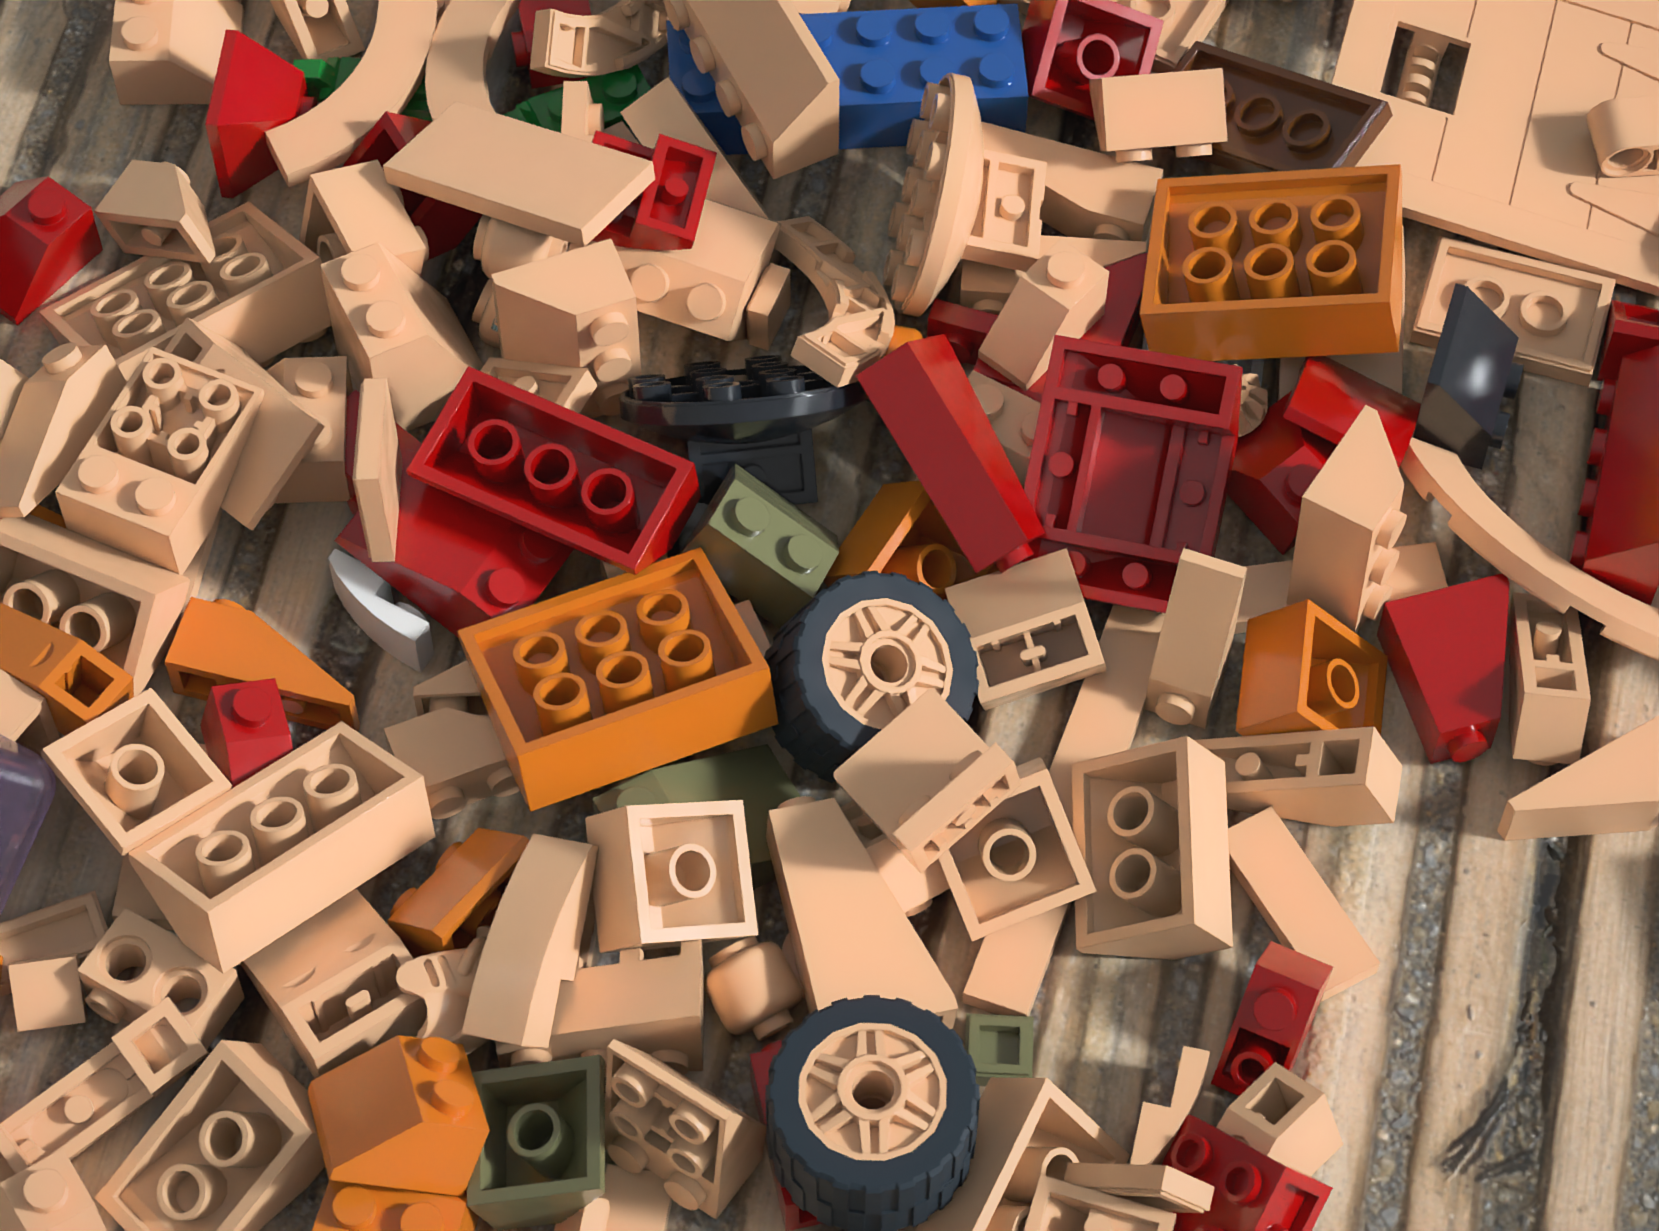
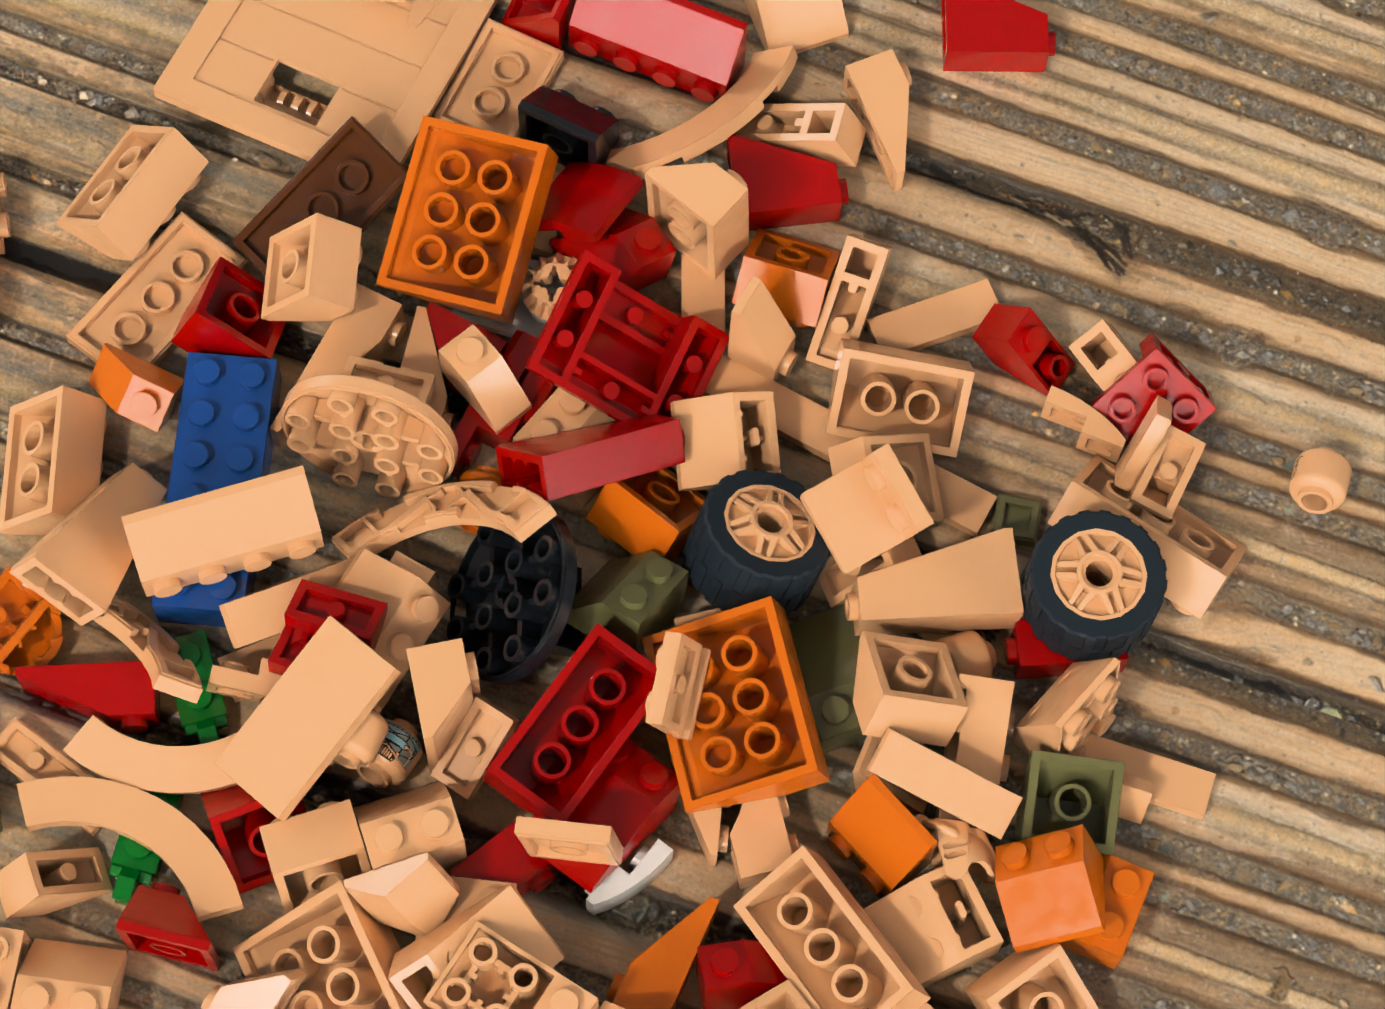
camera: 85 degrees left, 10 degrees up
(299, 320) = (406, 894): none -> light nougat slope
(616, 569) = (677, 685): none -> light nougat plate

